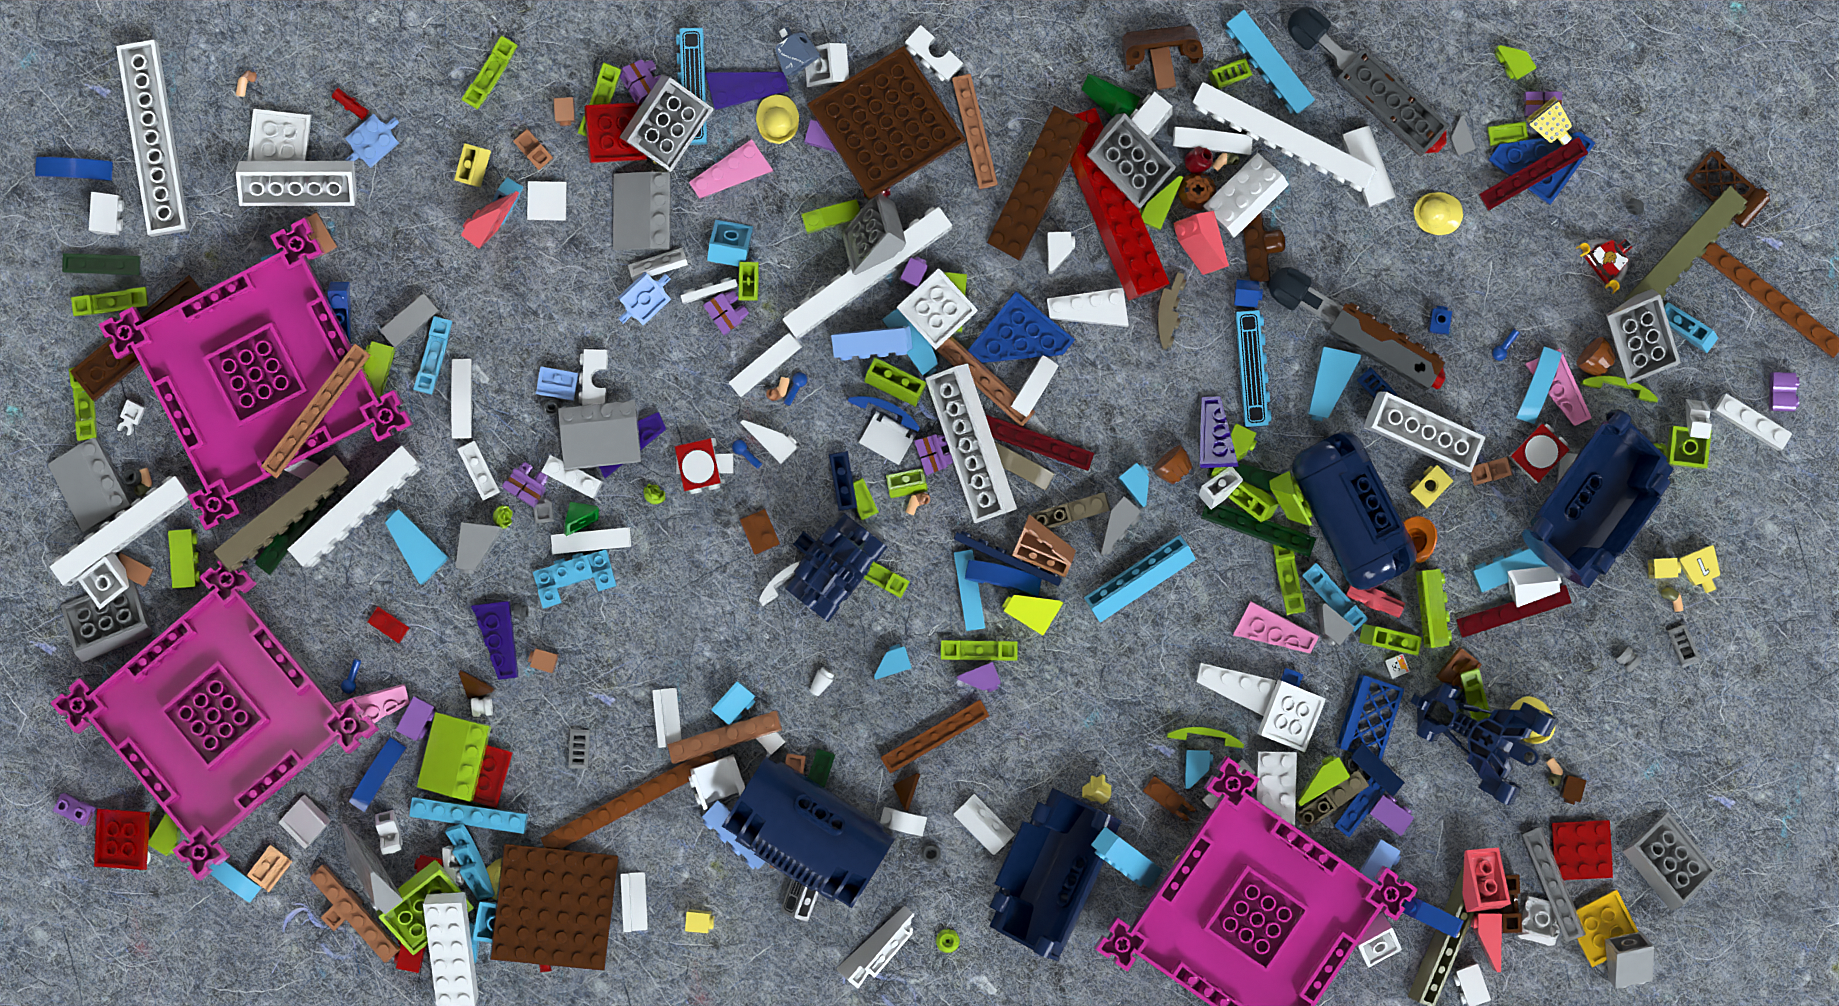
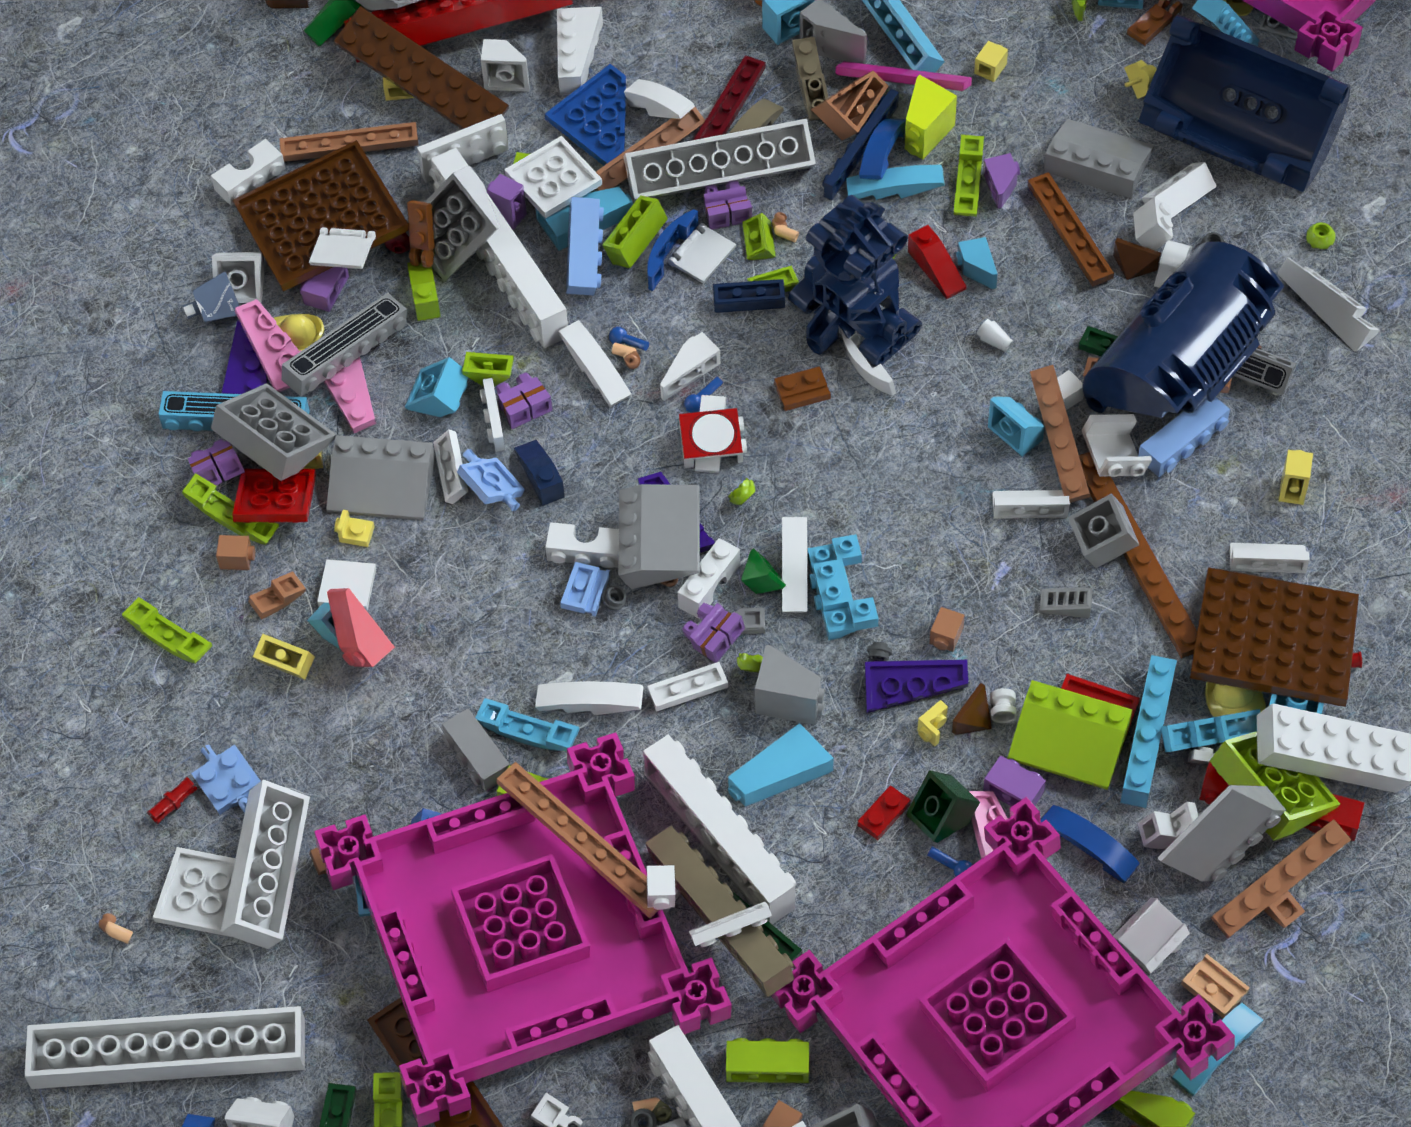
camera: 85 degrees left, 30 degrees down
(256, 524) = (731, 924): none -> white plate
(275, 472) = (660, 887): none -> white brick
(389, 667) = (941, 806): none -> dark green slope
(465, 655) = (931, 721): none -> light yellow bracket
(595, 198) = (353, 530): none -> light yellow bracket
(635, 774) = (1103, 531): none -> light grey brick
(662, 333) = (540, 472): none -> dark blue slope
(749, 111) = (268, 341): none -> bright pink wing
(759, 163) = (344, 344): none -> light grey brick
(842, 148) = (342, 248): none -> white piece
(865, 209) = (421, 233): none -> dark orange hinge
(889, 630) = (935, 261): none -> red slope
(935, 803) = (1153, 224): none -> white brick
(969, 236) = (473, 144): none -> white plate
(1015, 757) = (1097, 158): none -> light grey slope
(1076, 588) = (903, 76): none -> dark pink tile
(1107, 662) = (991, 61): none -> light yellow brick

